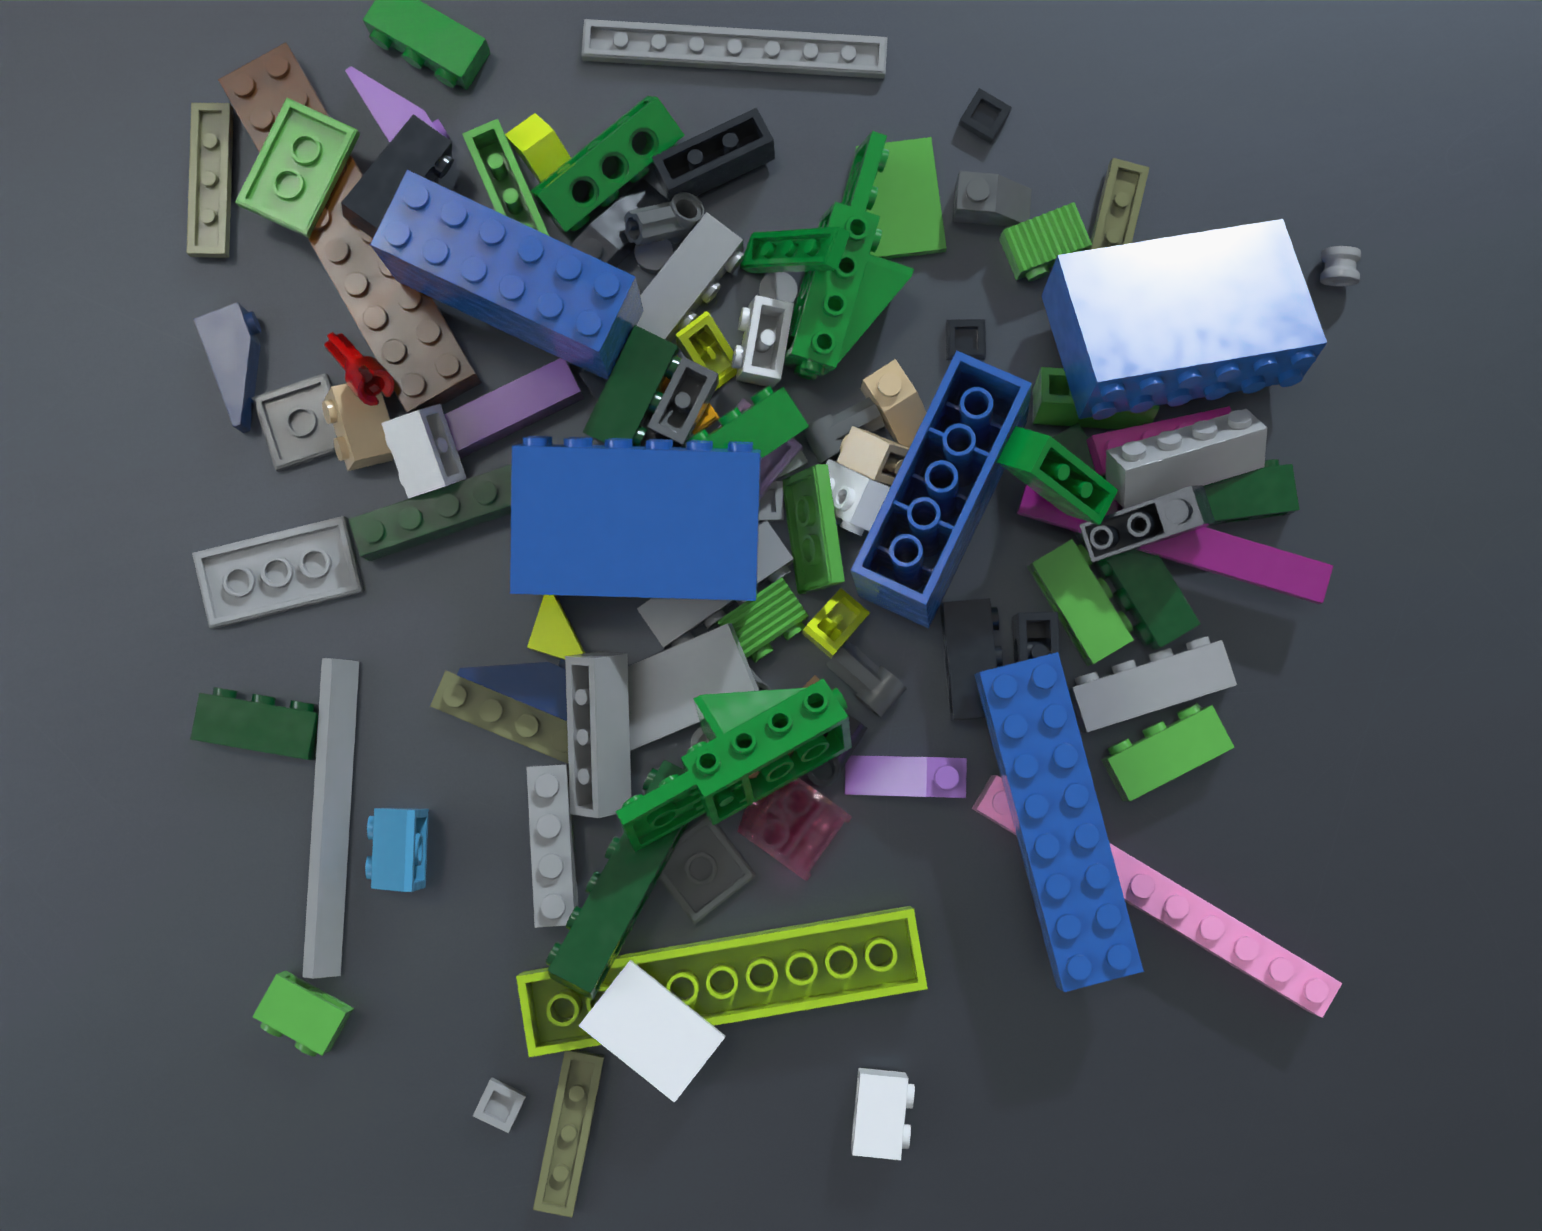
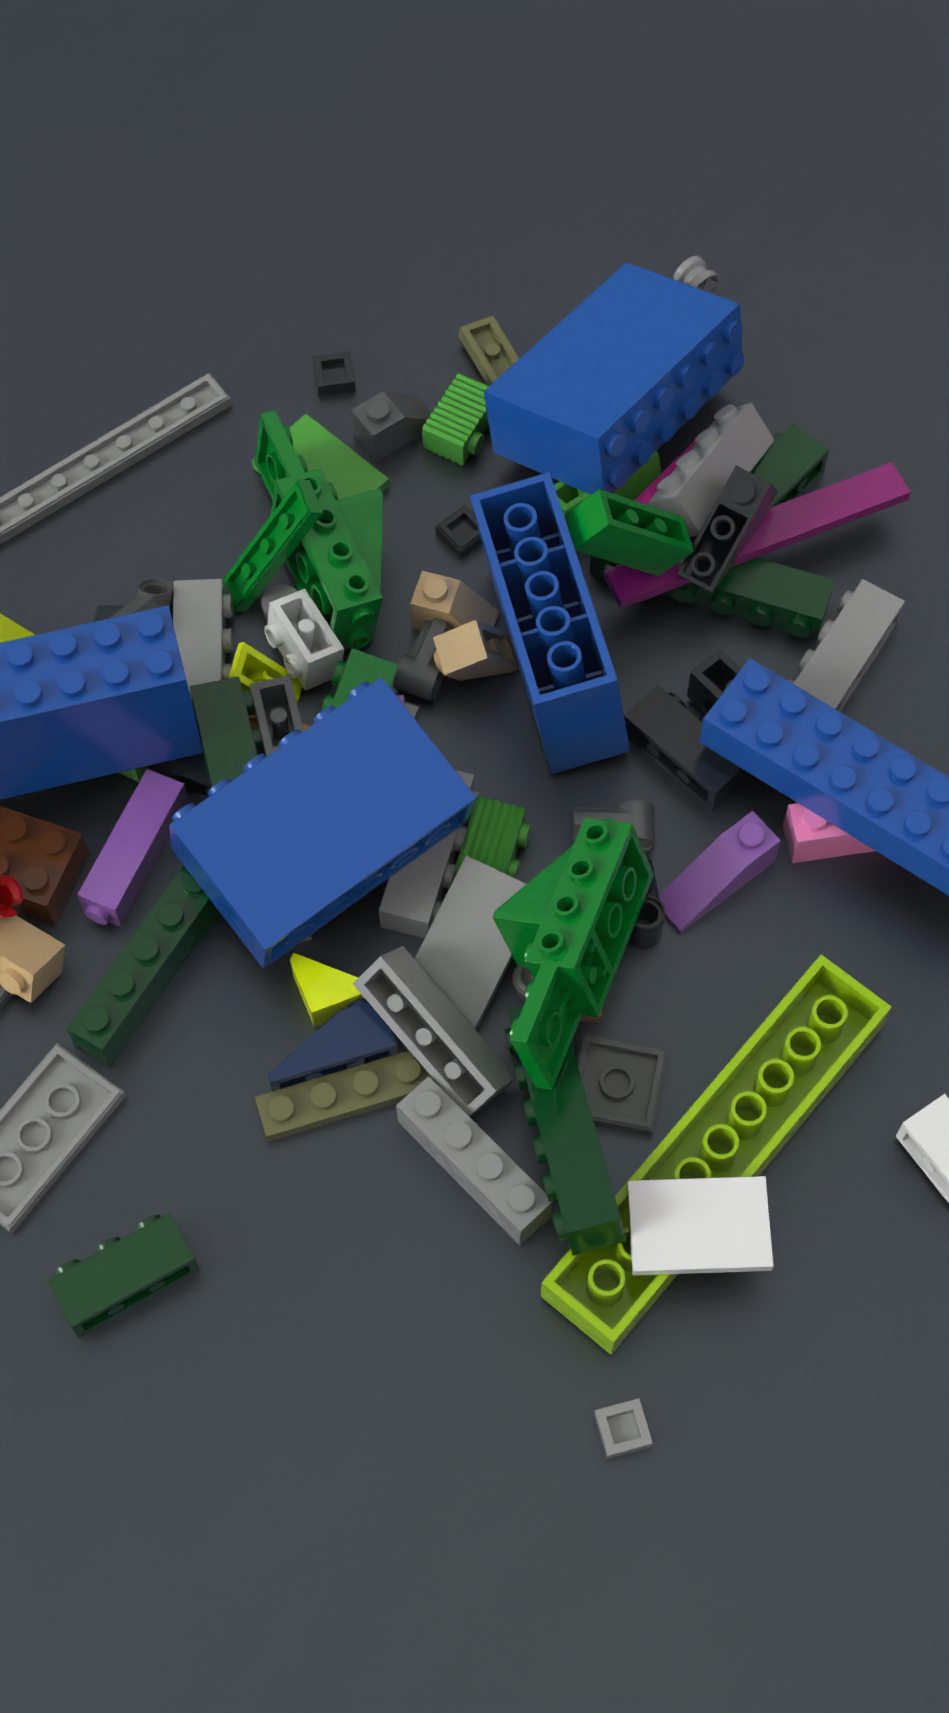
camera: 35 degrees left, 20 degrees down
(302, 1014) = (375, 1494): bright green brick -> none
(331, 818) = (259, 1303): light grey tile -> none
(398, 849) = (340, 1271): dark azure slope -> none
(423, 450) = (87, 922): white brick -> none
(555, 191) = (74, 553): green brick -> none
(569, 1133) = (705, 1397): olive plate -> none
(715, 156) = (145, 539): black brick -> none
(793, 825) = (661, 981): clear pink slope -> none
(813, 529) = (473, 740): bright green tile -> none
(835, 623) = (552, 810): neon yellow slope -> none
(855, 498) = (481, 691): white brick -> none
(1081, 602) = (703, 628): bright green brick -> none
(1166, 751) = (903, 688): bright green brick -> none

